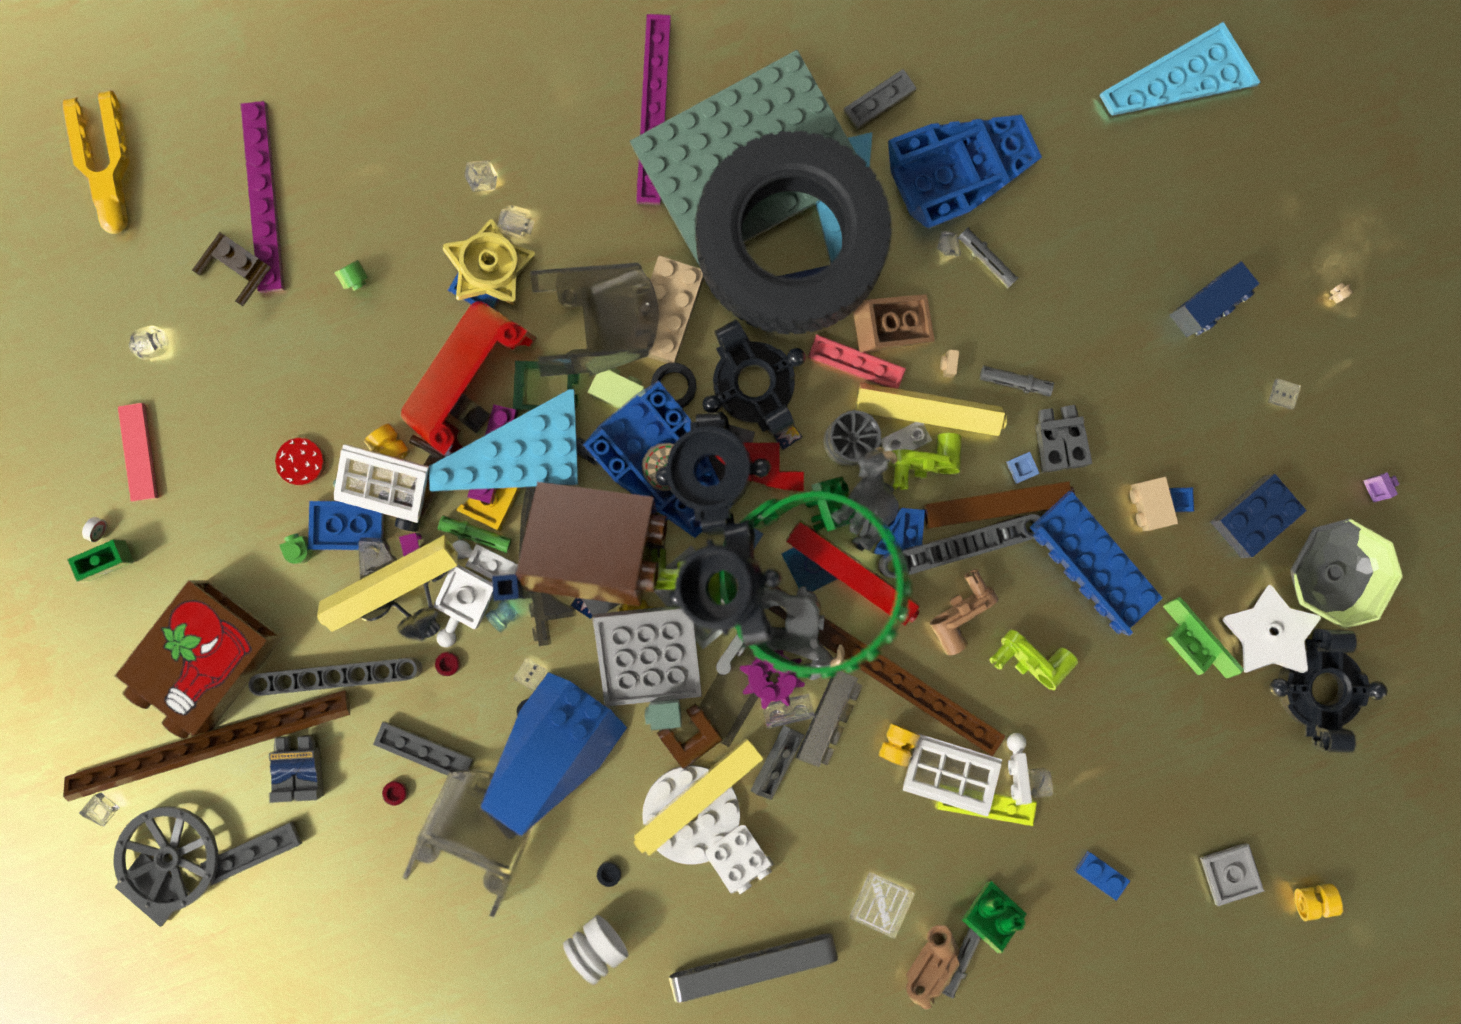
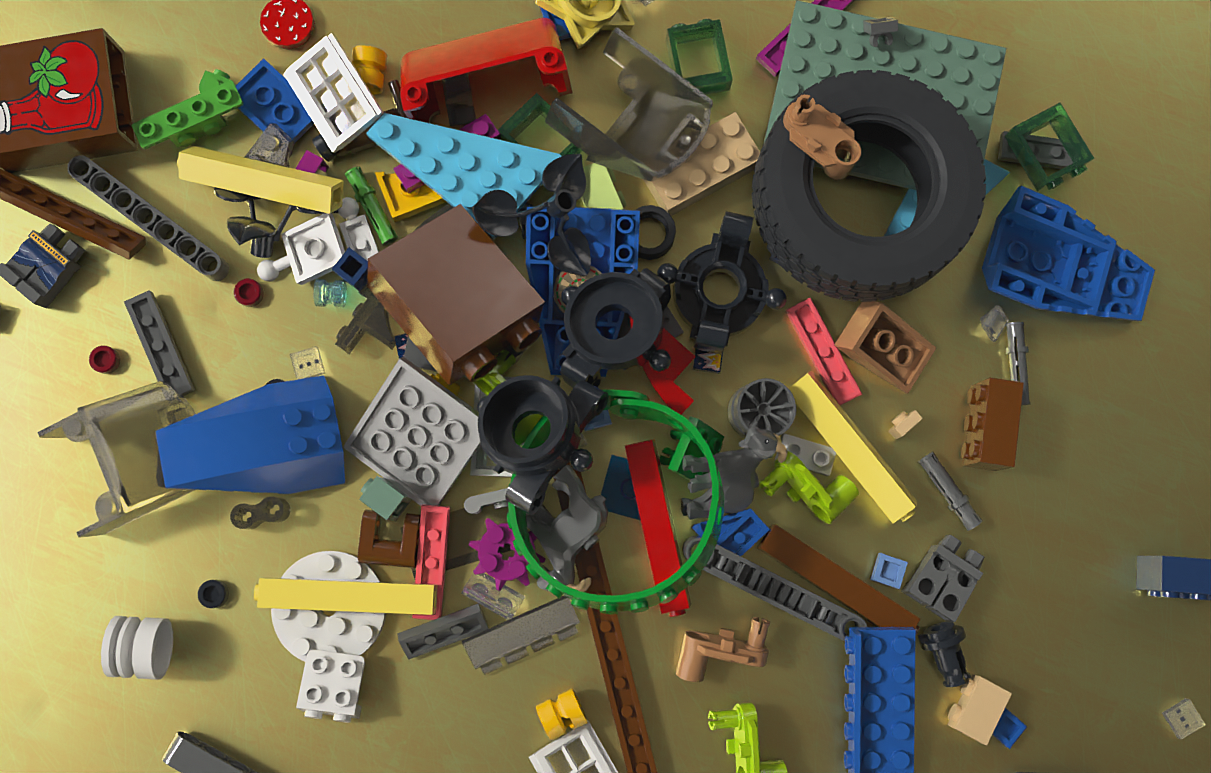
camera: 45 degrees right, 5 degrees down
(300, 585) = (190, 118): none -> bright green bracket
(584, 215) = (703, 29): none -> clear green window
(591, 402) = (567, 180): none -> black plant
(591, 796) = (260, 513): none -> clear smoke axle
(703, 111) = (880, 27): none -> dark grey tile
(724, 718) = (433, 552): none -> coral tile
(736, 230) = (822, 136): none -> medium nougat piece
(889, 75) = (1067, 134): none -> clear green window
(1006, 314) = (992, 424): none -> reddish brown brick
(1097, 482) = (944, 643): none -> black piece

